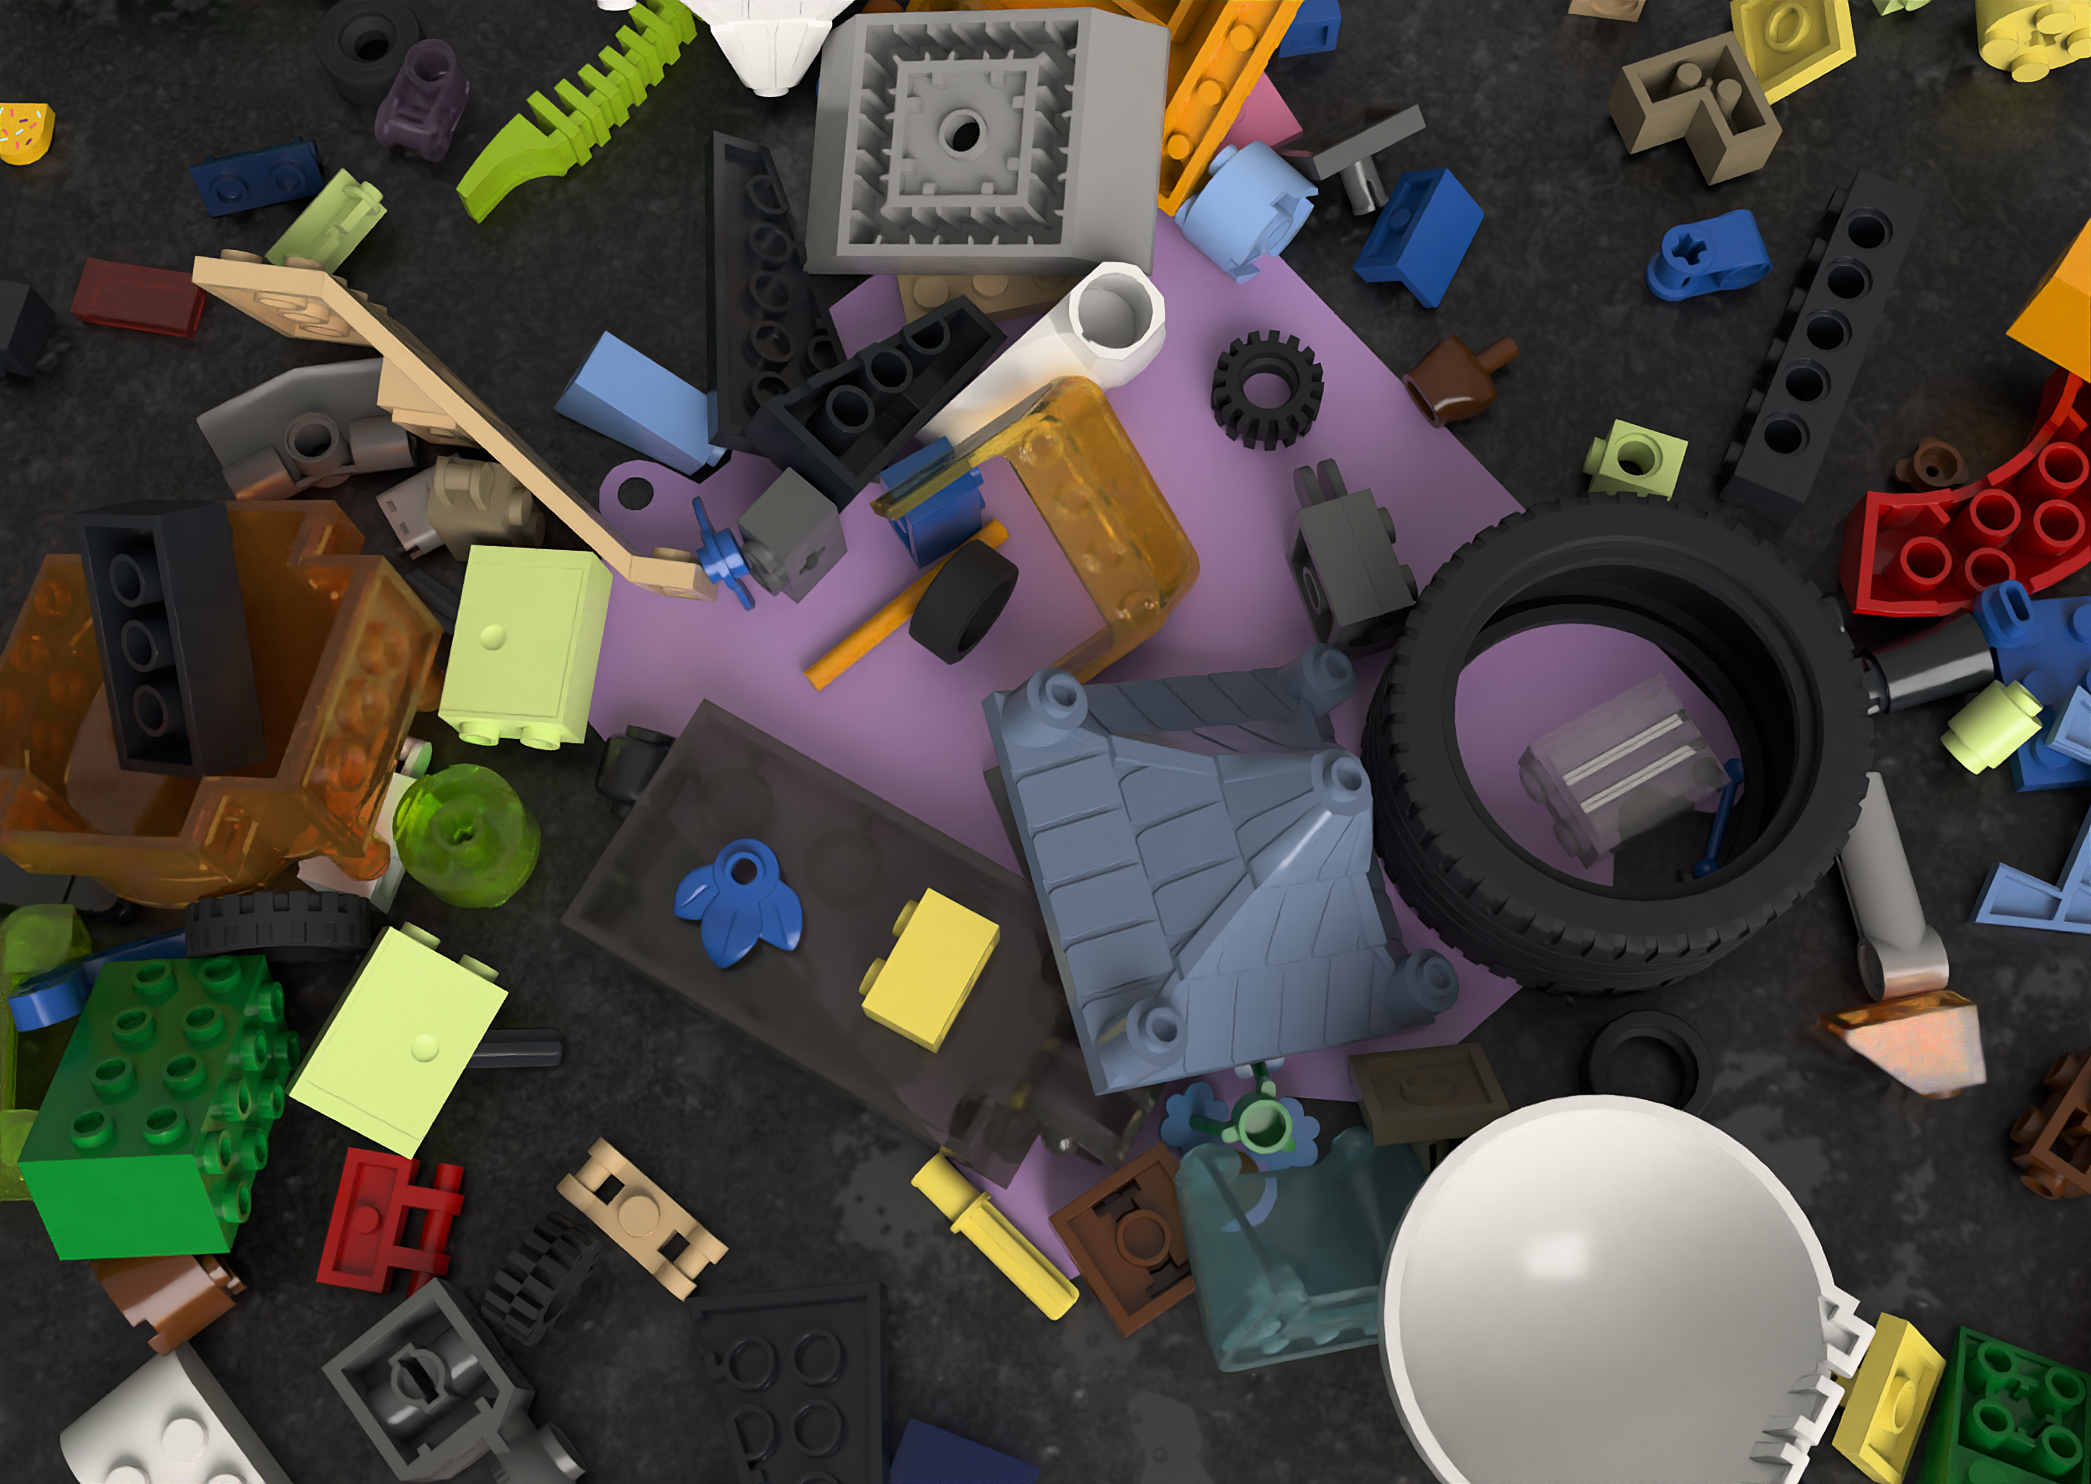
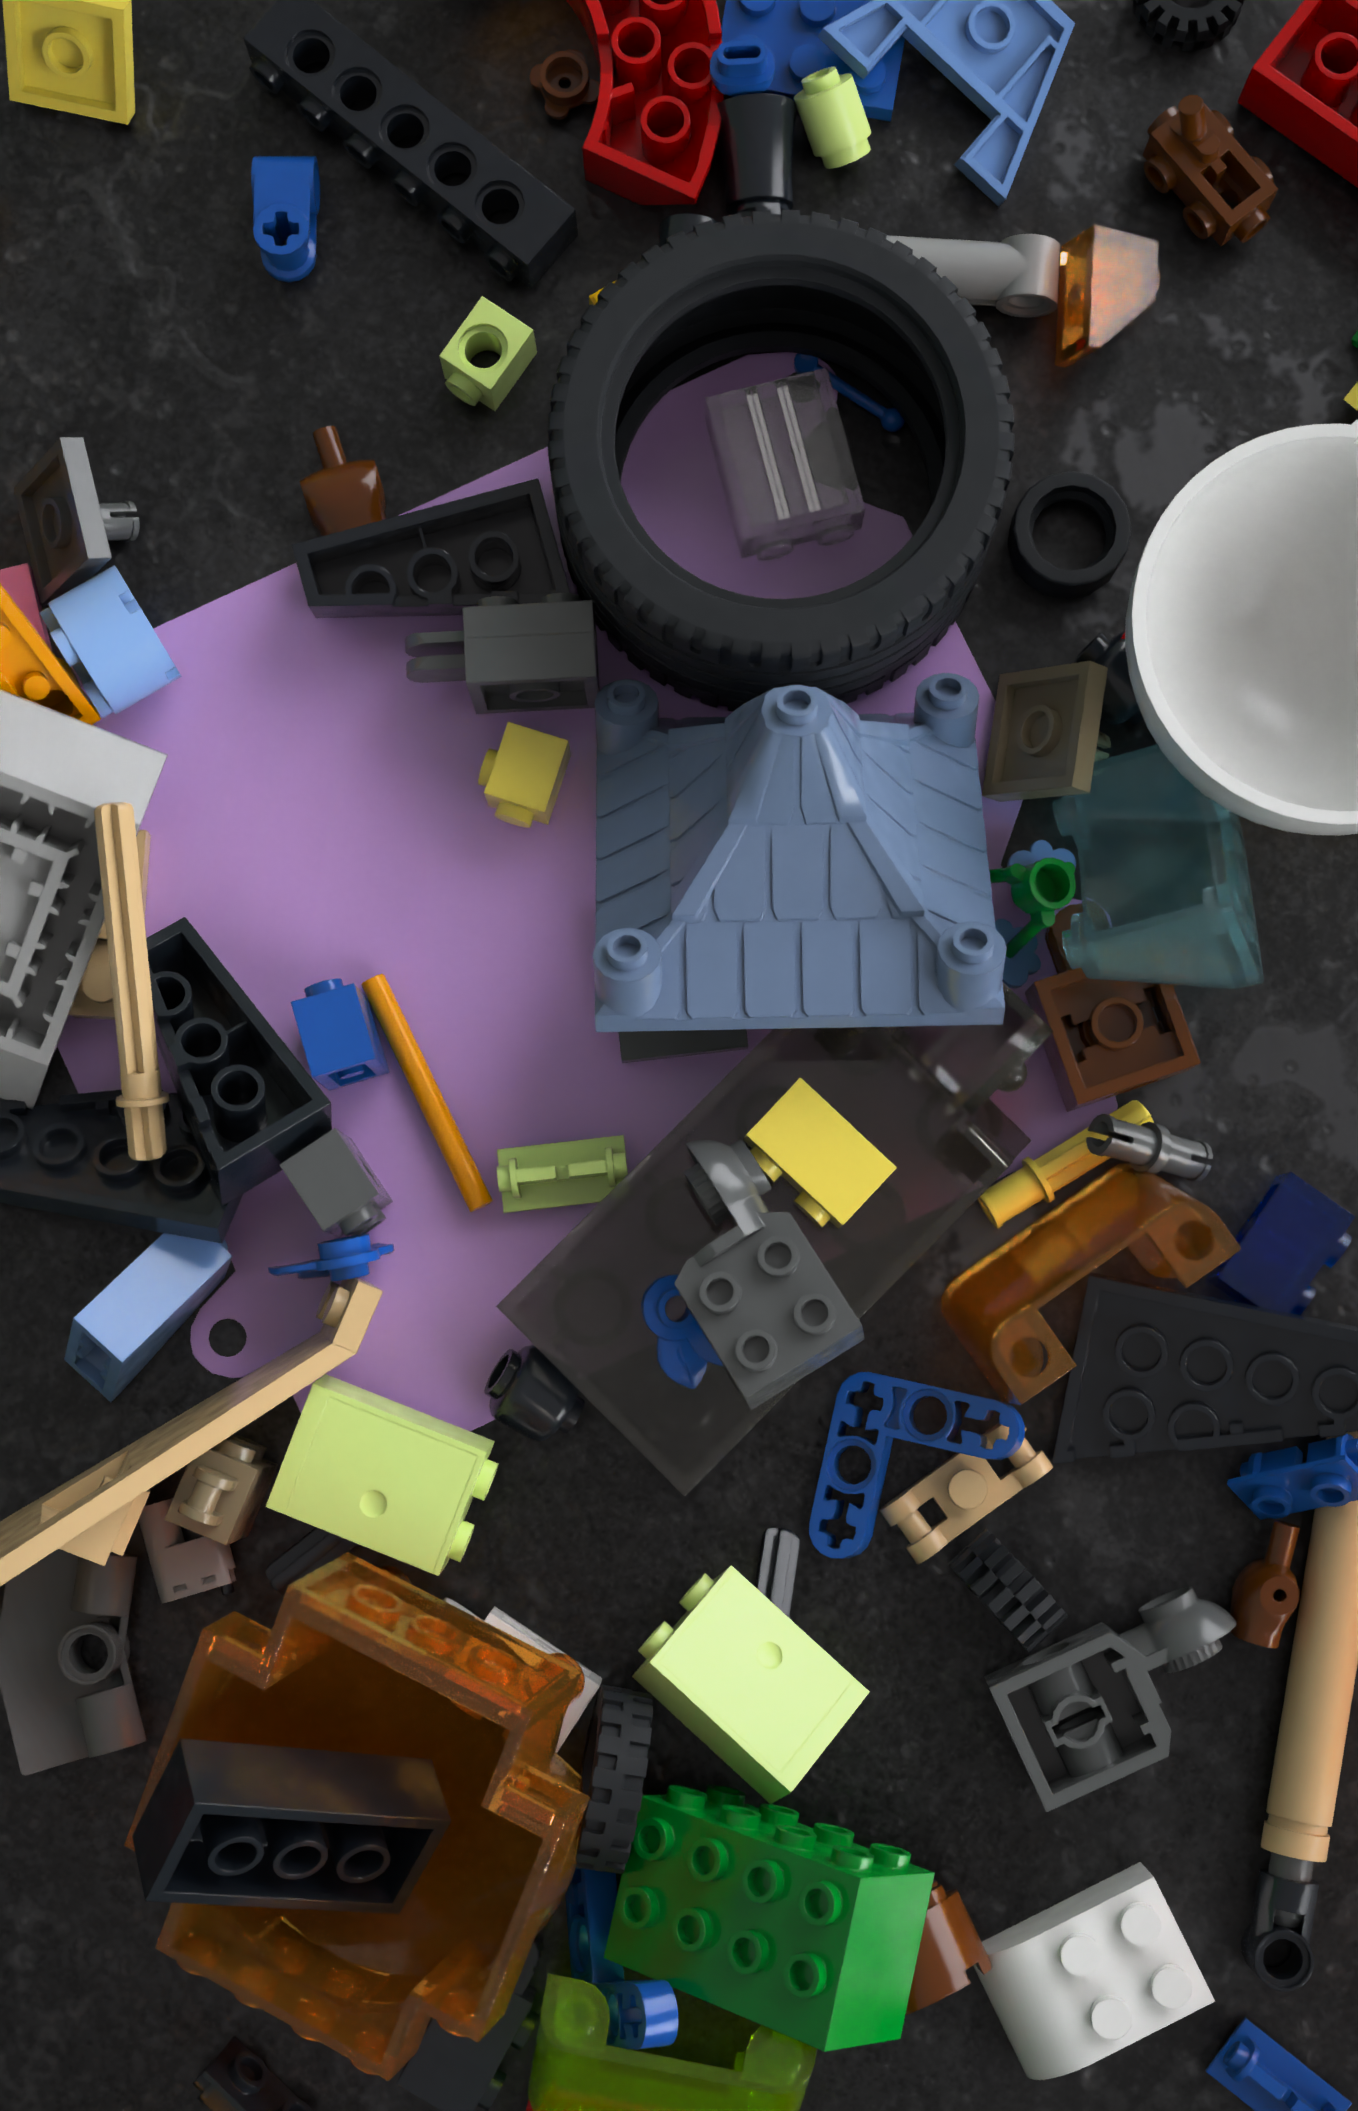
camera: 75 degrees left, 10 degrees up
(372, 1217) = (906, 1748): red plate -> none
(468, 802) = (565, 1614): clear neon green brick -> none
(688, 1129) = (893, 1421): none -> blue beam
(776, 934) = (761, 1284): none -> dark grey brick
(859, 739) = (560, 1173): none -> yellowish green hinge
(926, 293) = (130, 981): none -> tan axle
(963, 601) = (452, 1032): black tyre -> none
(963, 1308) = (998, 1297): none -> clear orange windscreen
(1028, 1314) = (1149, 1148): none -> dark grey pin
(1093, 500) = (400, 874): clear yellow windscreen -> none
(1098, 331) = (230, 875): white piece -> none
(1235, 609) = (524, 775): none -> light yellow brick
(1272, 358) = (294, 644): black tyre -> none
(1411, 458) = (436, 558): none -> black wedge
(1421, 234) = (177, 482): blue panel -> none
(1699, 95) = (118, 157): dark tan brick -> none

